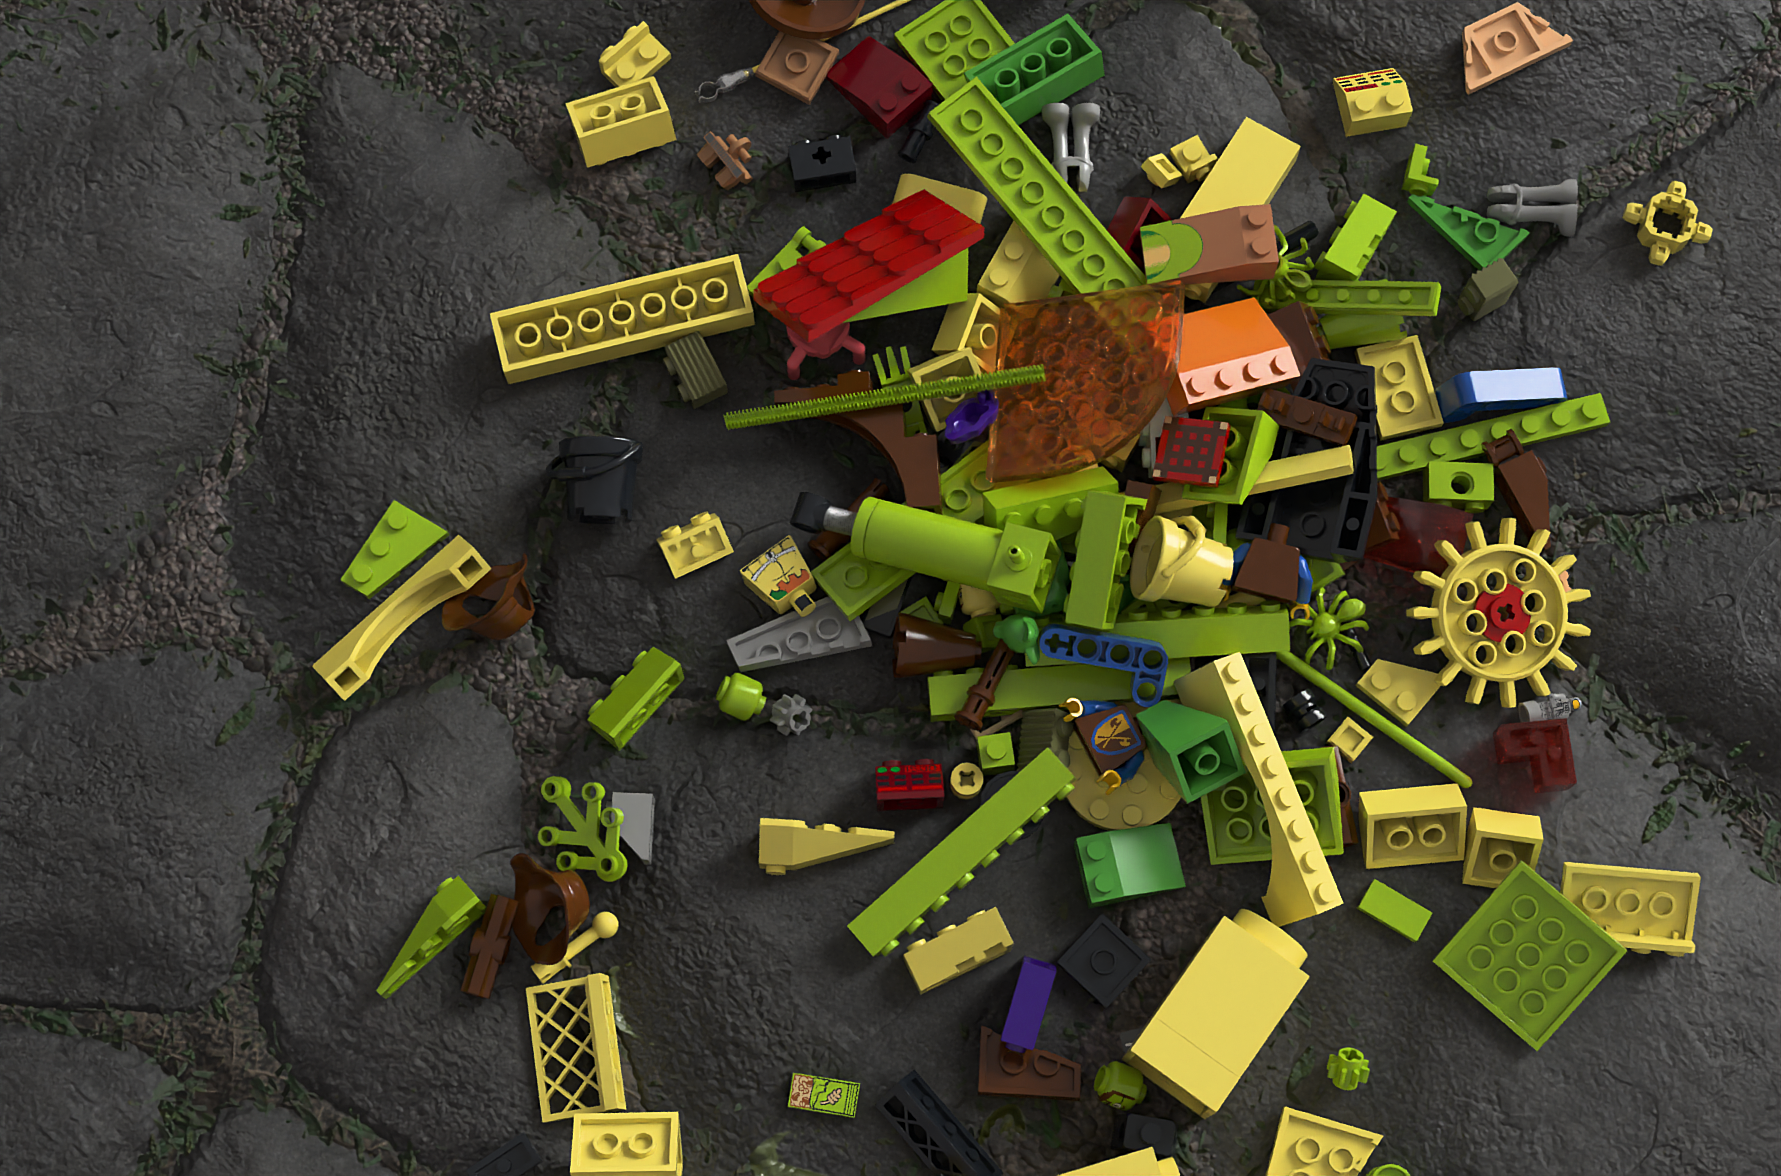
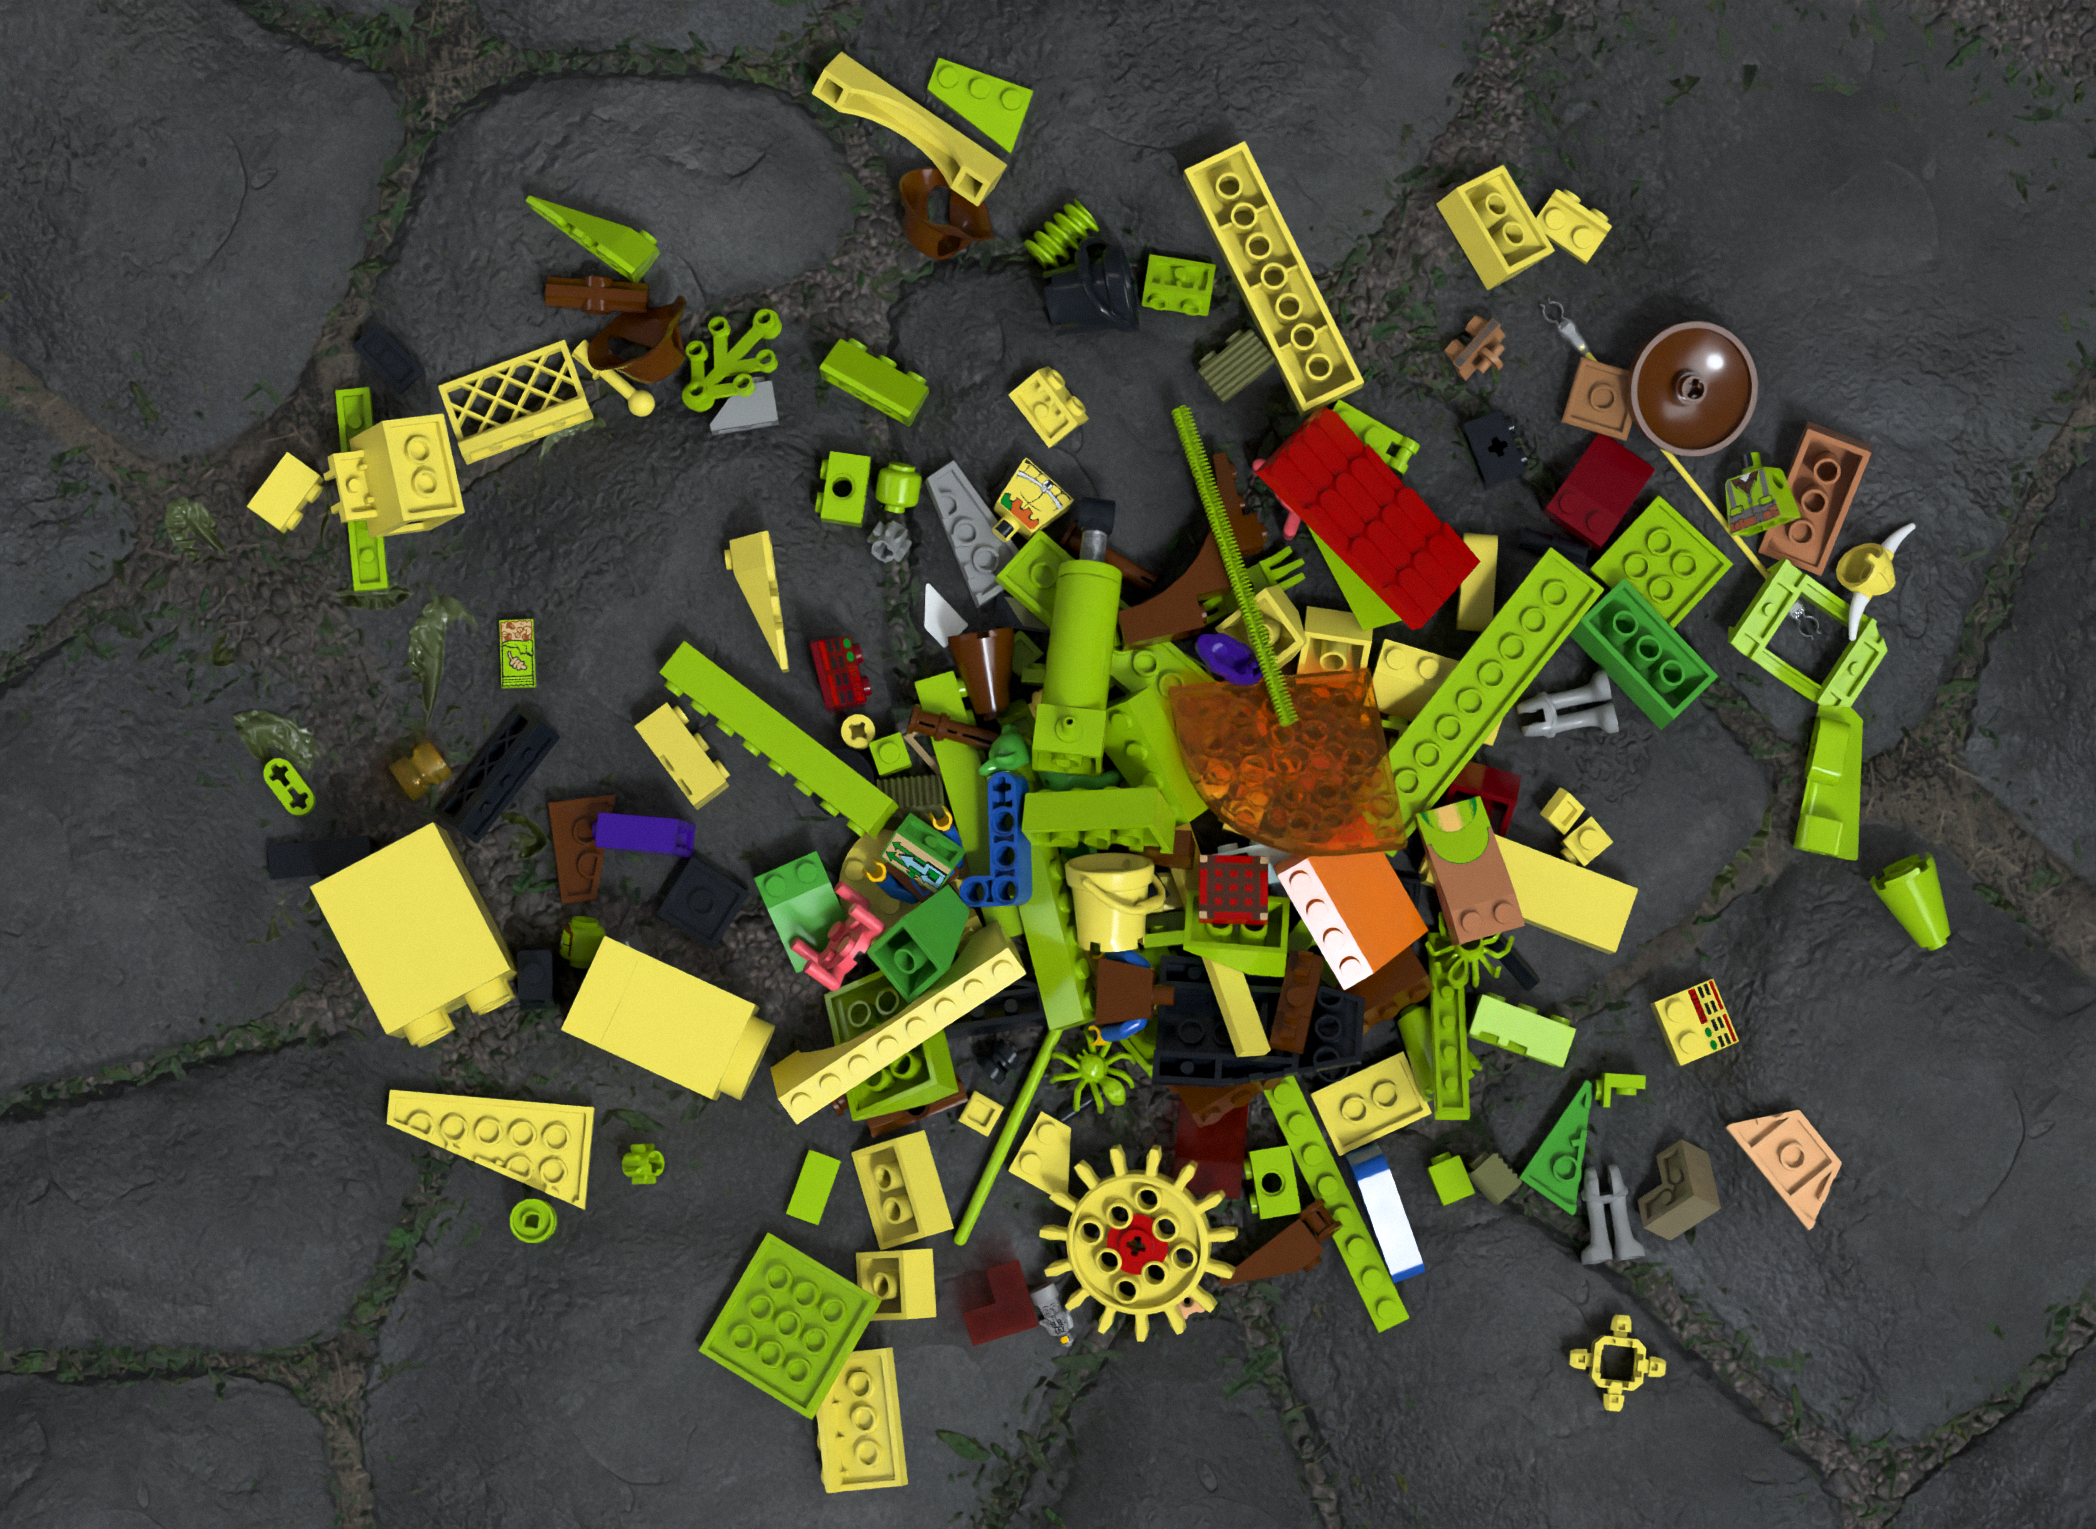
camera: 75 degrees right, 10 degrees up
(536, 500) = (1061, 235): none -> lime piece
(608, 404) = (1178, 285): none -> lime bracket
(717, 733) = (847, 509): none -> lime brick
(872, 685) = (940, 617): none -> white sticker
(1101, 732) = (923, 853): none -> panel
(1170, 825) = (844, 943): none -> coral plate
(1479, 332) = (1449, 1178): none -> lime brick
(1525, 132) = (1686, 1192): none -> dark tan panel

